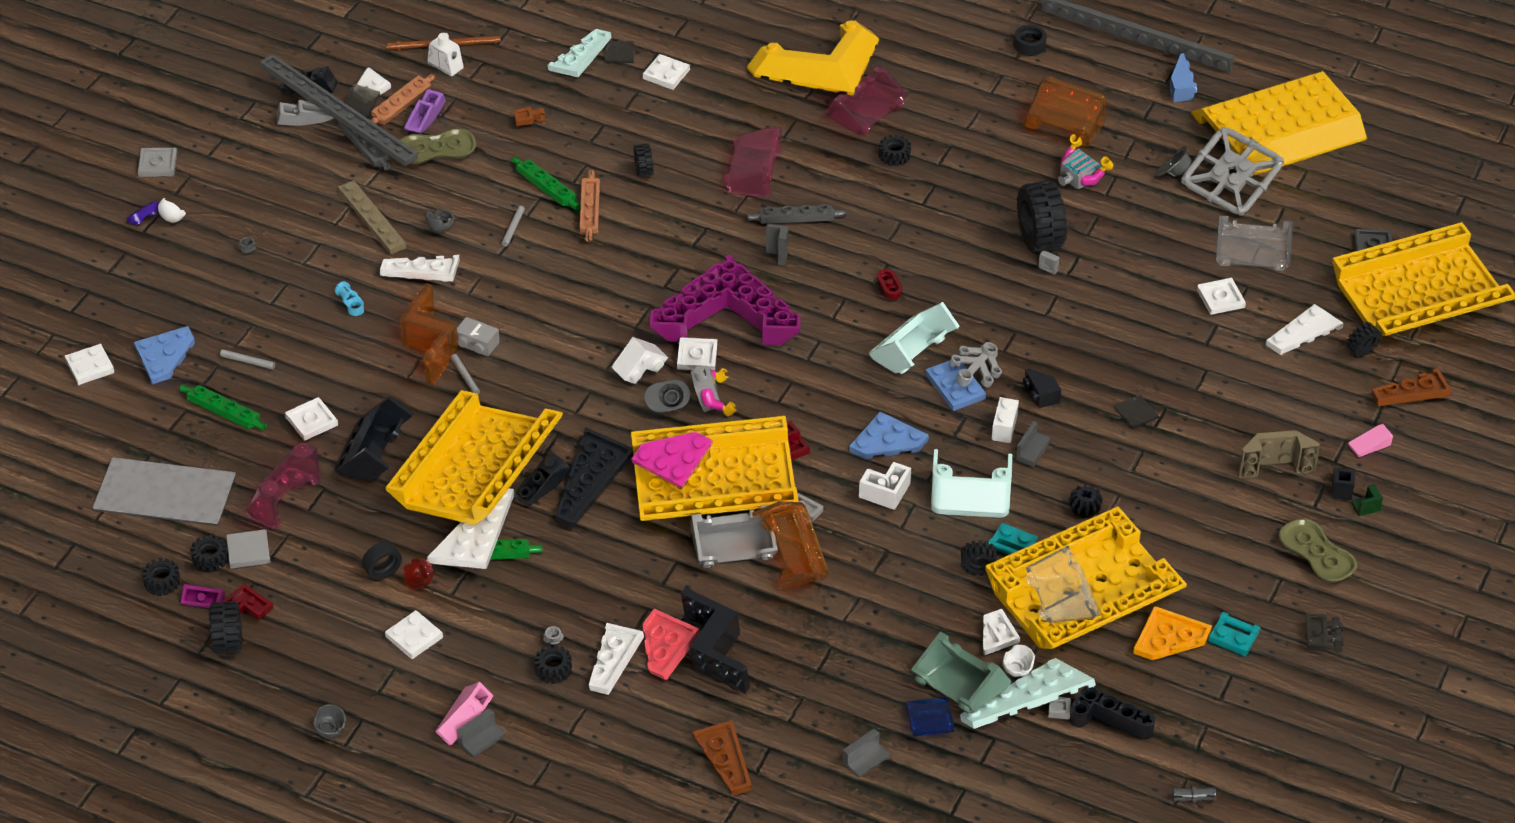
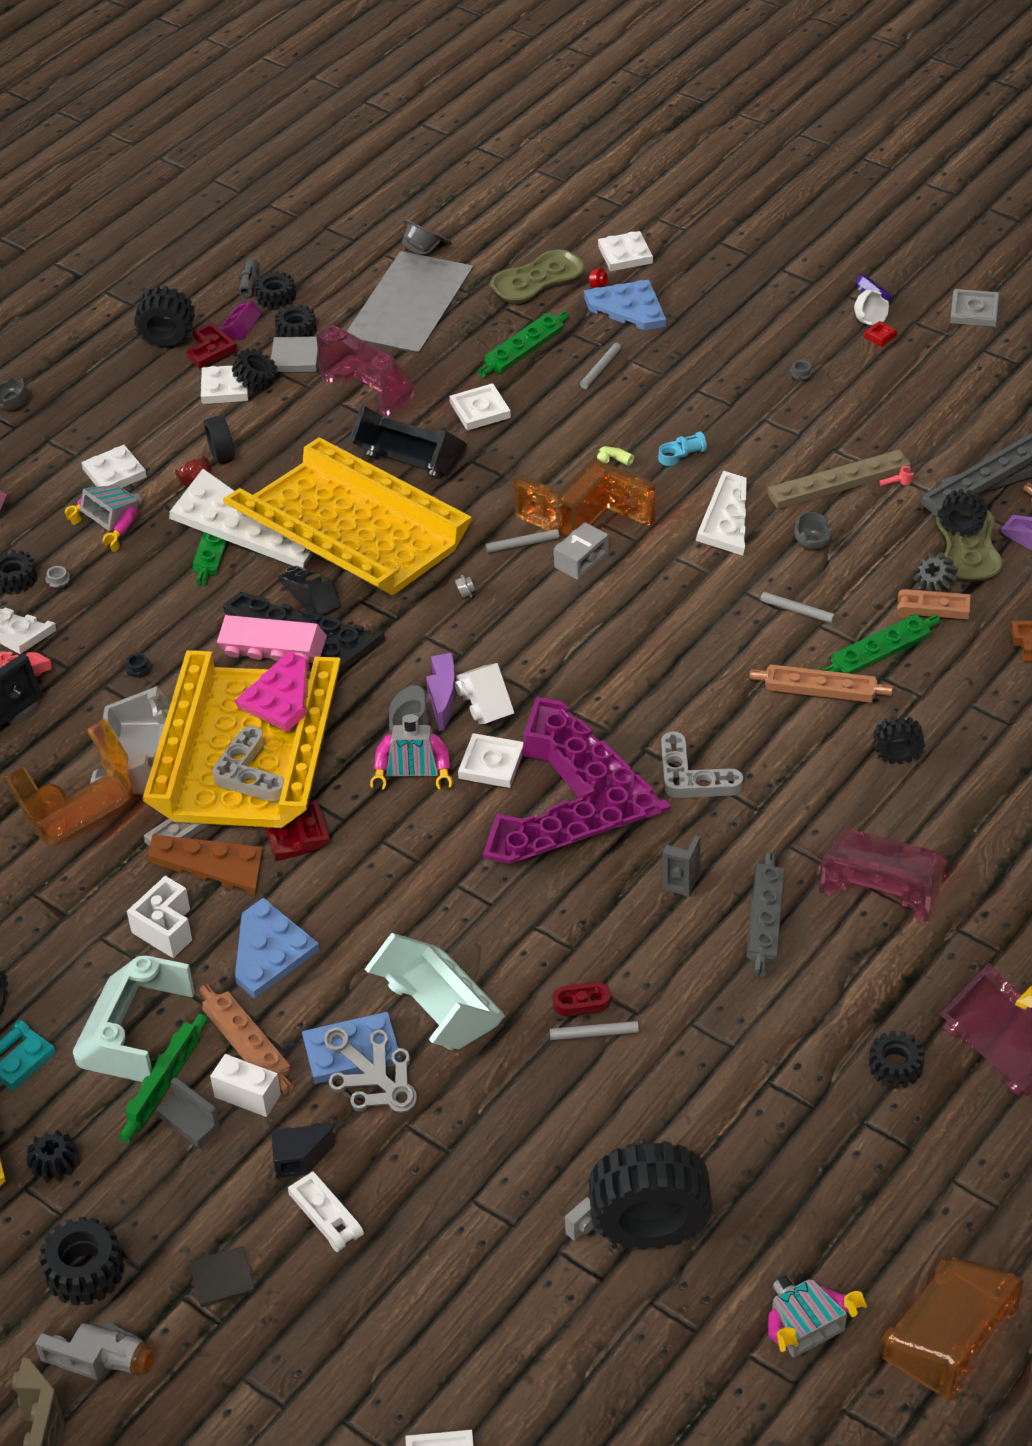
camera: 105 degrees right, 0 degrees up
(87, 487) = (421, 240): none -> dark grey piece
(135, 371) = (598, 278): none -> red plate
(138, 413) = (547, 270): none -> olive plate
(142, 599) = (250, 271): none -> dark grey pin
(195, 209) = (880, 334): none -> red tile
(284, 560) = (254, 369): none -> black tyre
(292, 587) = (220, 386): none -> white plate
(359, 335) = (615, 453): none -> yellowish green arm
(365, 185) = (904, 477): none -> coral hand
(425, 136) = (959, 522): none -> black tyre
(474, 613) = (110, 508): none -> torso
(477, 155) = (932, 565): none -> dark grey gear
(502, 159) = (930, 603): none -> nougat plate
(525, 394) = (465, 586): none -> light grey plate
(612, 480) = (270, 638): none -> bright pink brick
(631, 387) = (442, 688): none -> medium lavender slope
(642, 563) = (137, 665): none -> black plate
(688, 260) = (688, 778): none -> light grey beam
(751, 467) = (267, 785): none -> light grey beam
(824, 476) = (221, 861): none -> dark orange wing
(907, 274) = (594, 1030): none -> light grey bar
(964, 433) = (244, 1034): none -> nougat plate
(1020, 463) = (158, 1082): none -> green plate
(1079, 371) = (325, 1210): none -> white plate
(1155, 465) = (79, 1240): none -> black tyre
(1207, 447) = (95, 1349): none -> light grey plate

